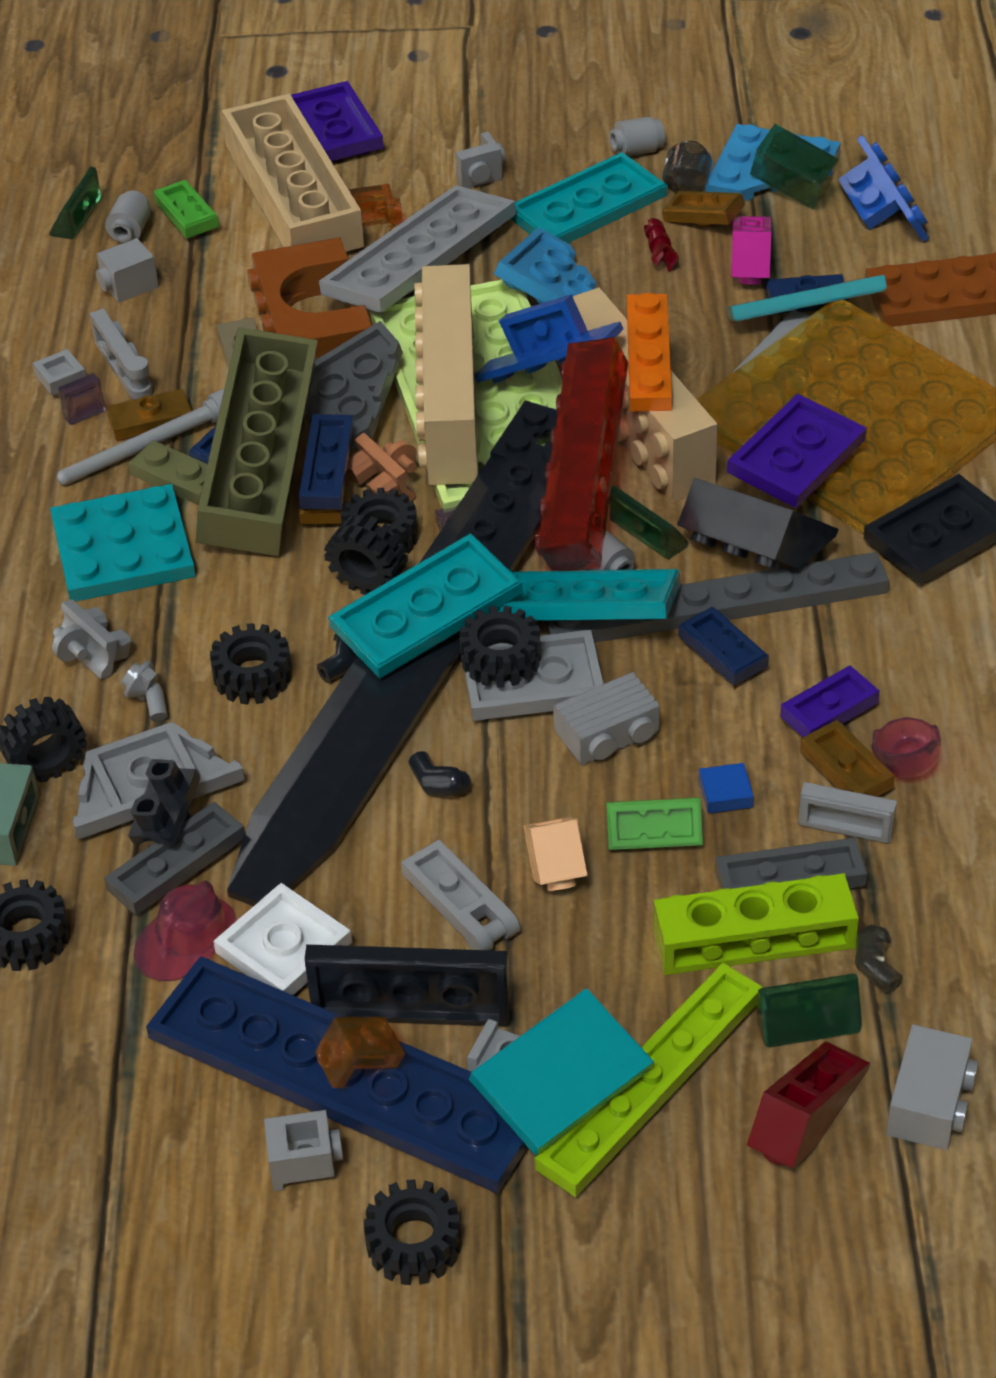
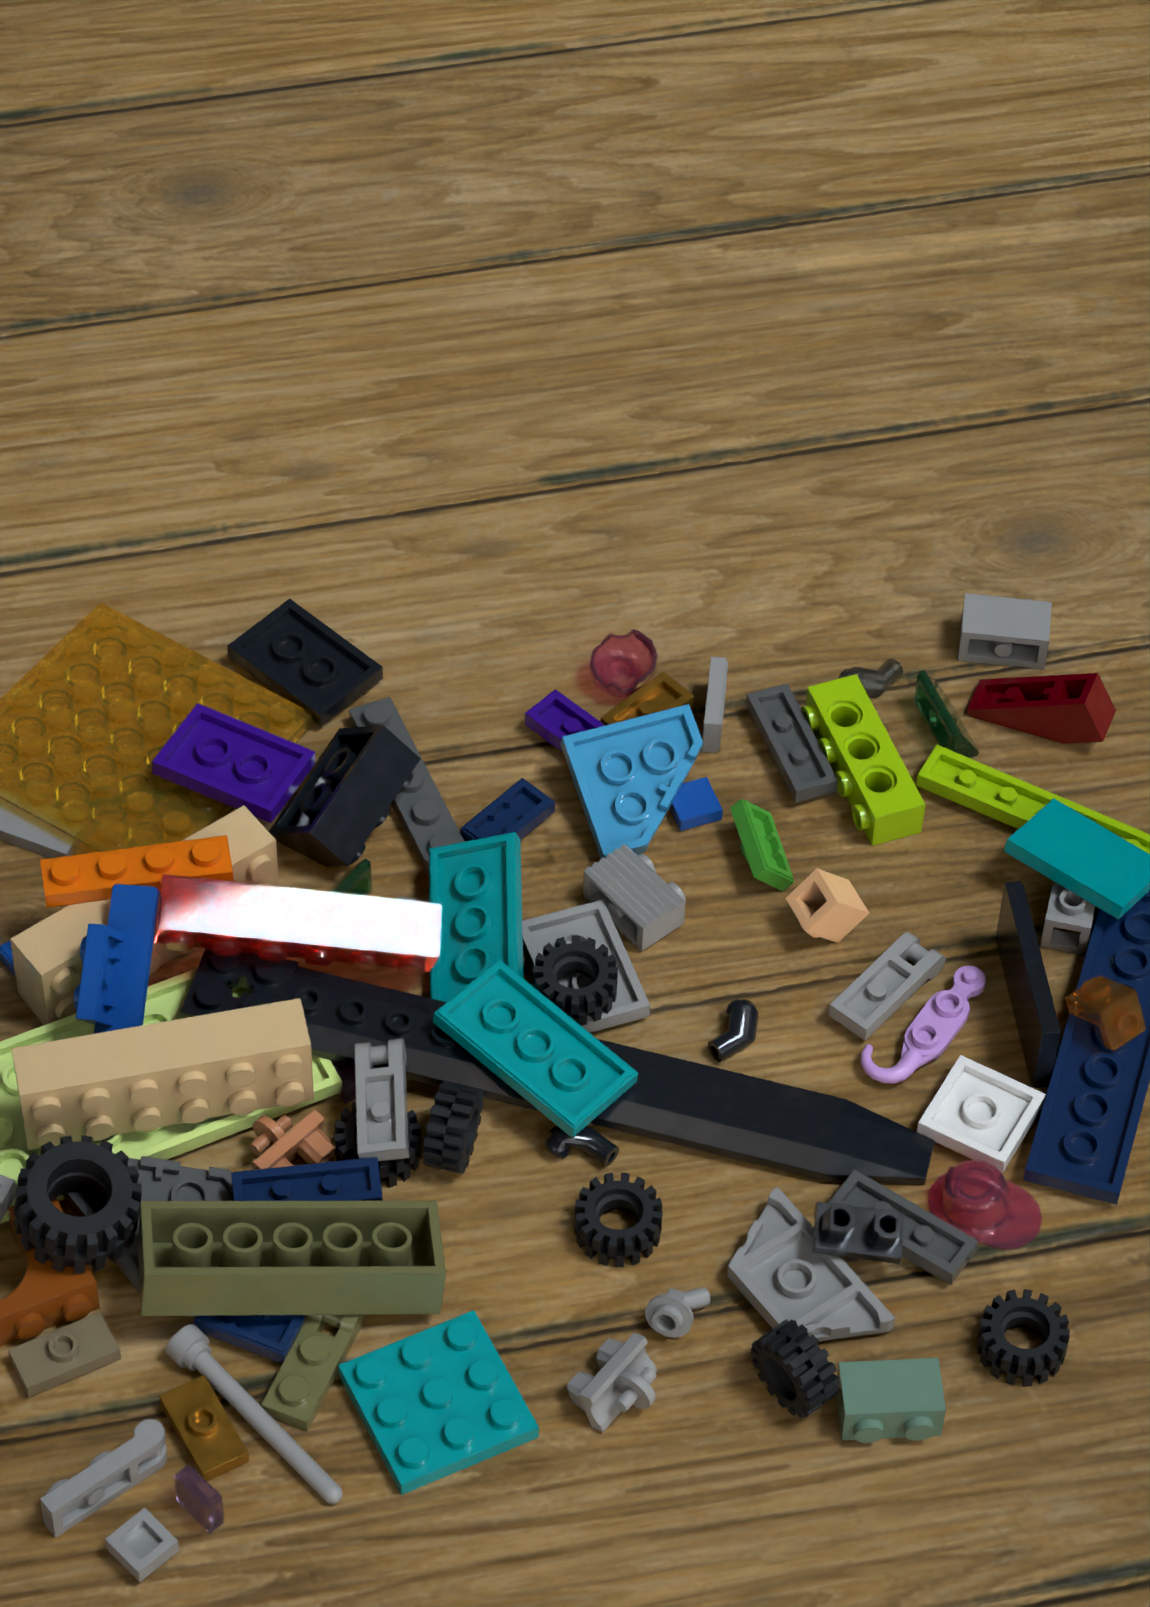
camera: 105 degrees left, 5 degrees up
(336, 309) = (86, 1170): none -> black tyre
(388, 917) = (932, 1028): none -> lavender piece
(398, 502) = (381, 1101): none -> light grey plate
(748, 726) = (632, 774): none -> dark azure plate

